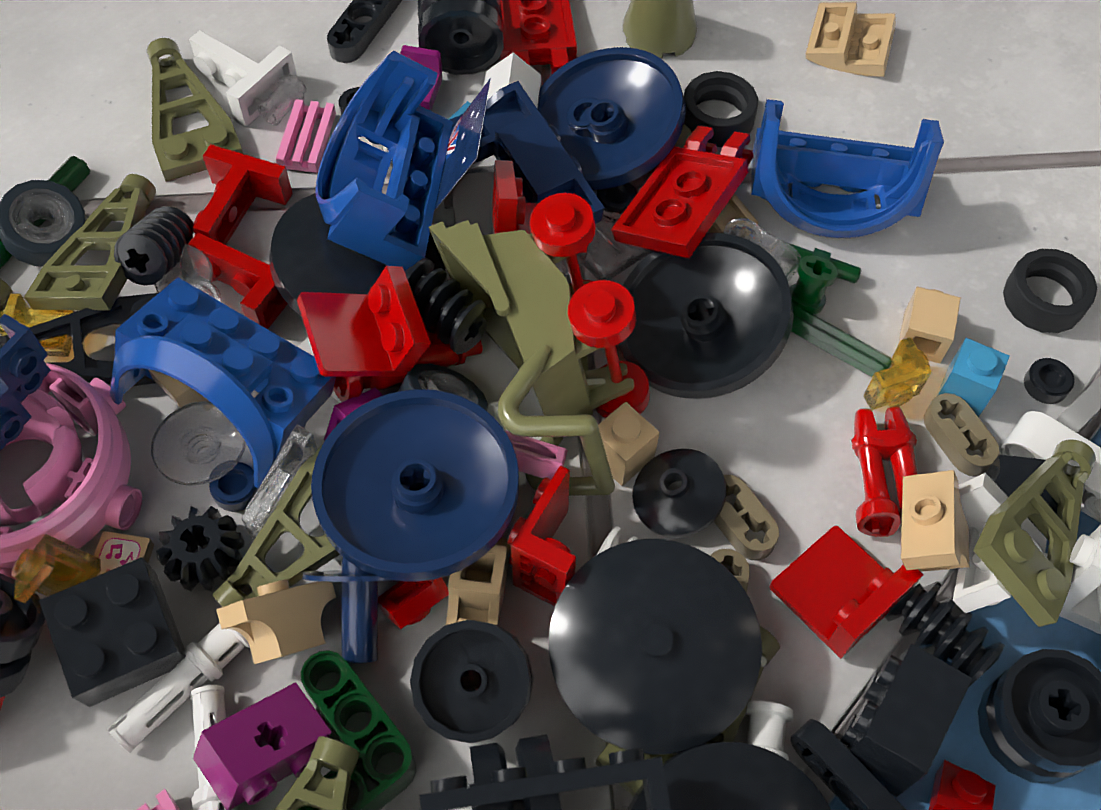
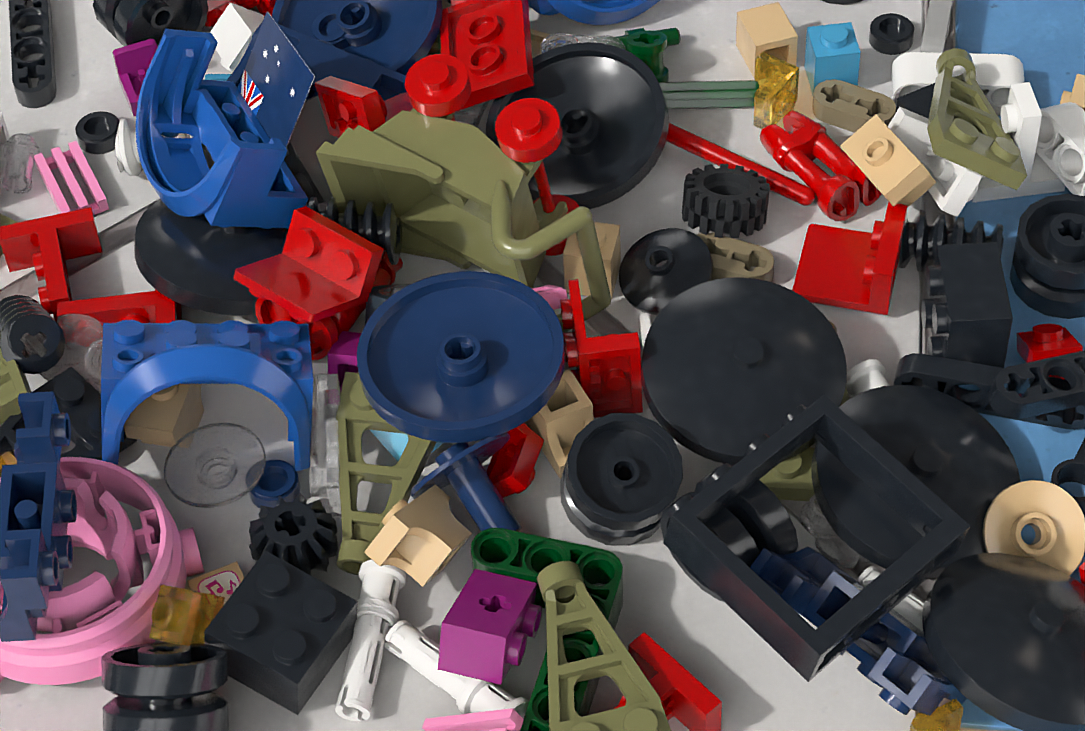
camera: 30 degrees left, 10 degrees down
(765, 474) = (725, 200): none -> black tyre
(819, 429) = (719, 155): none -> red piece

